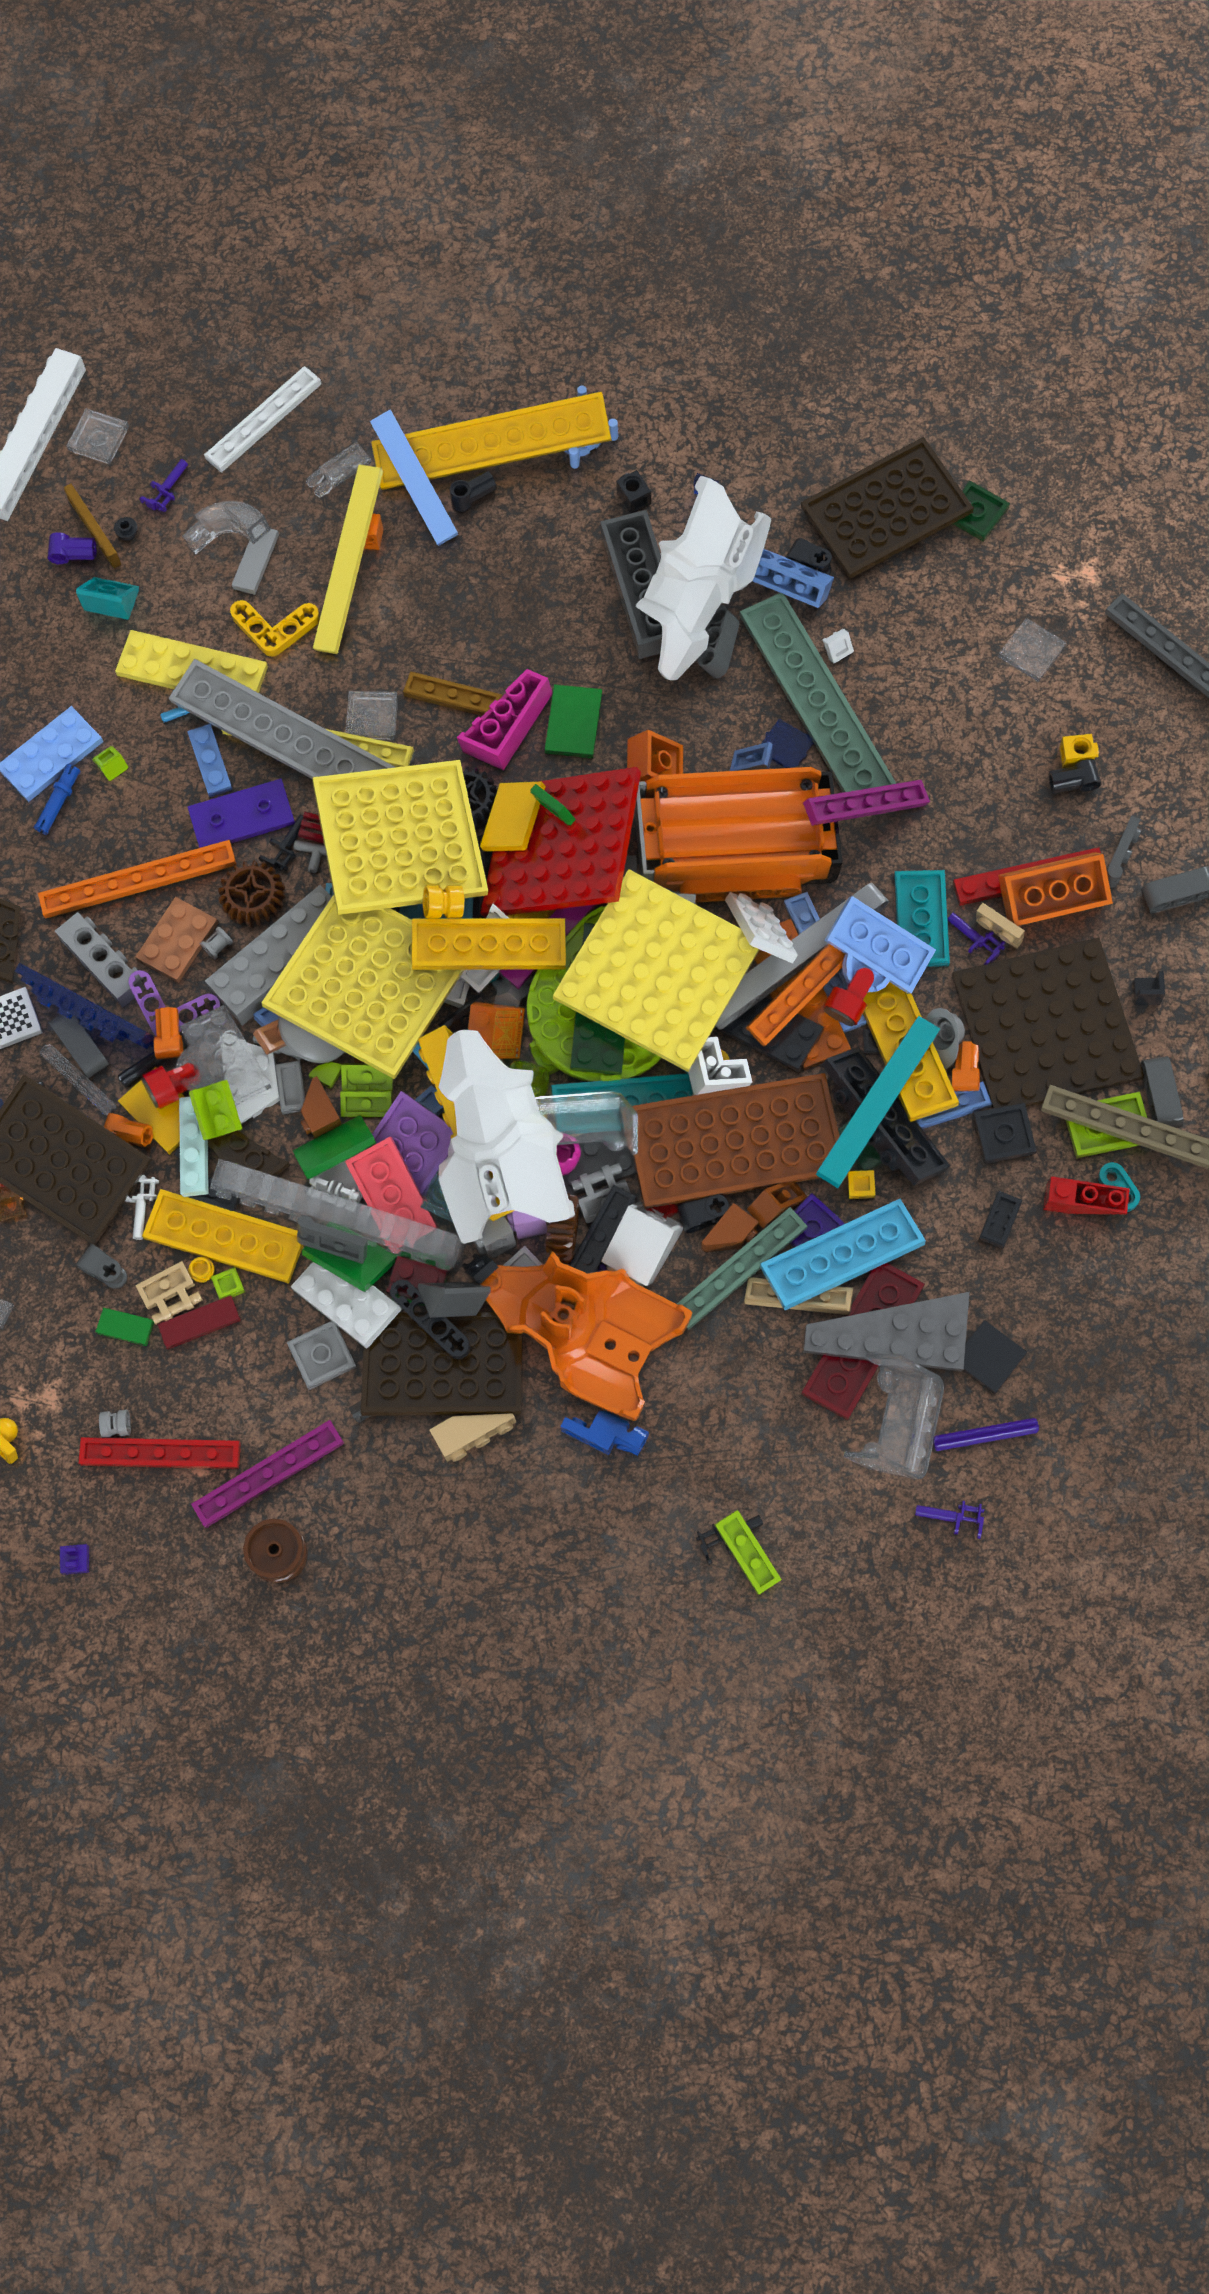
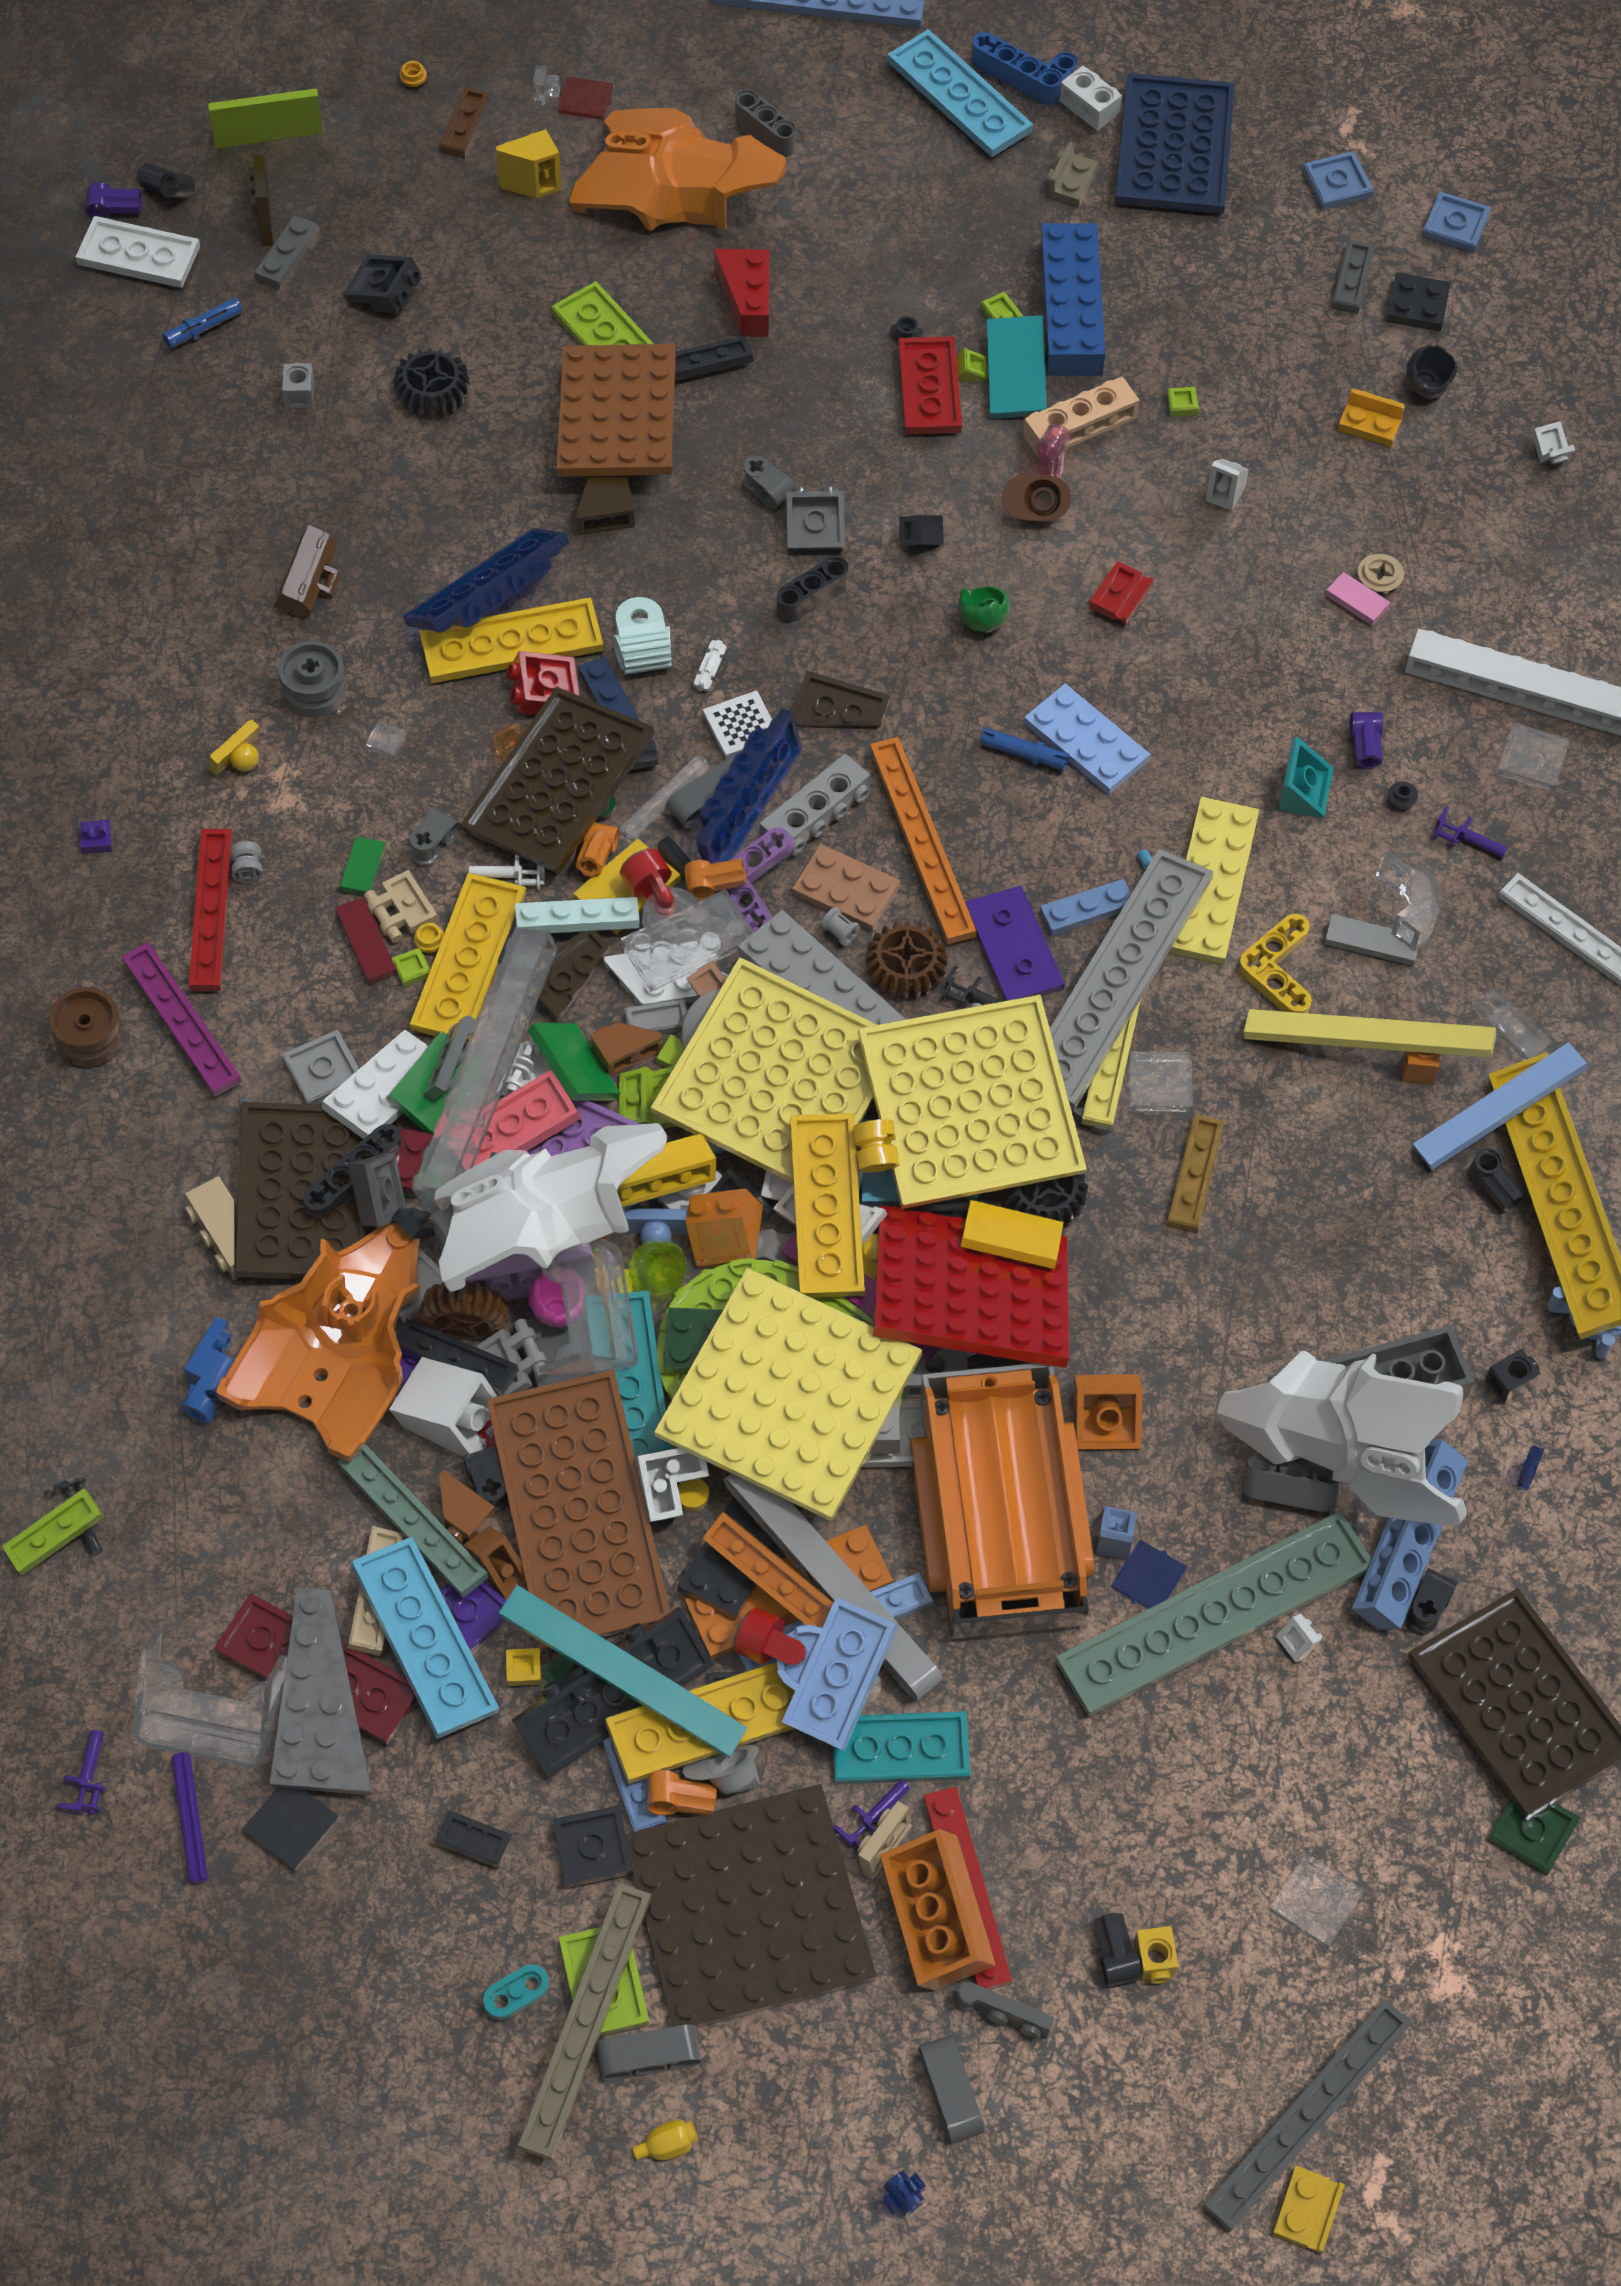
camera: 80 degrees right, 10 degrees down
(92, 526) = (1400, 757): pearl gold tile -> none
(110, 763) = (1078, 802): lime slope -> none
(215, 1110) = (613, 926): lime bracket -> none
(508, 720) = (1156, 1232): dark pink wedge -> none
(552, 805) = (1016, 1266): green tile -> none
(573, 721) = (1167, 1315): green tile -> none
(761, 926) = (859, 1523): white plate -> none
(866, 802) = (1047, 1657): magenta plate -> none
(1084, 1197) = (497, 1941): red slope -> none
(1149, 990) = (800, 2041): black panel -> none

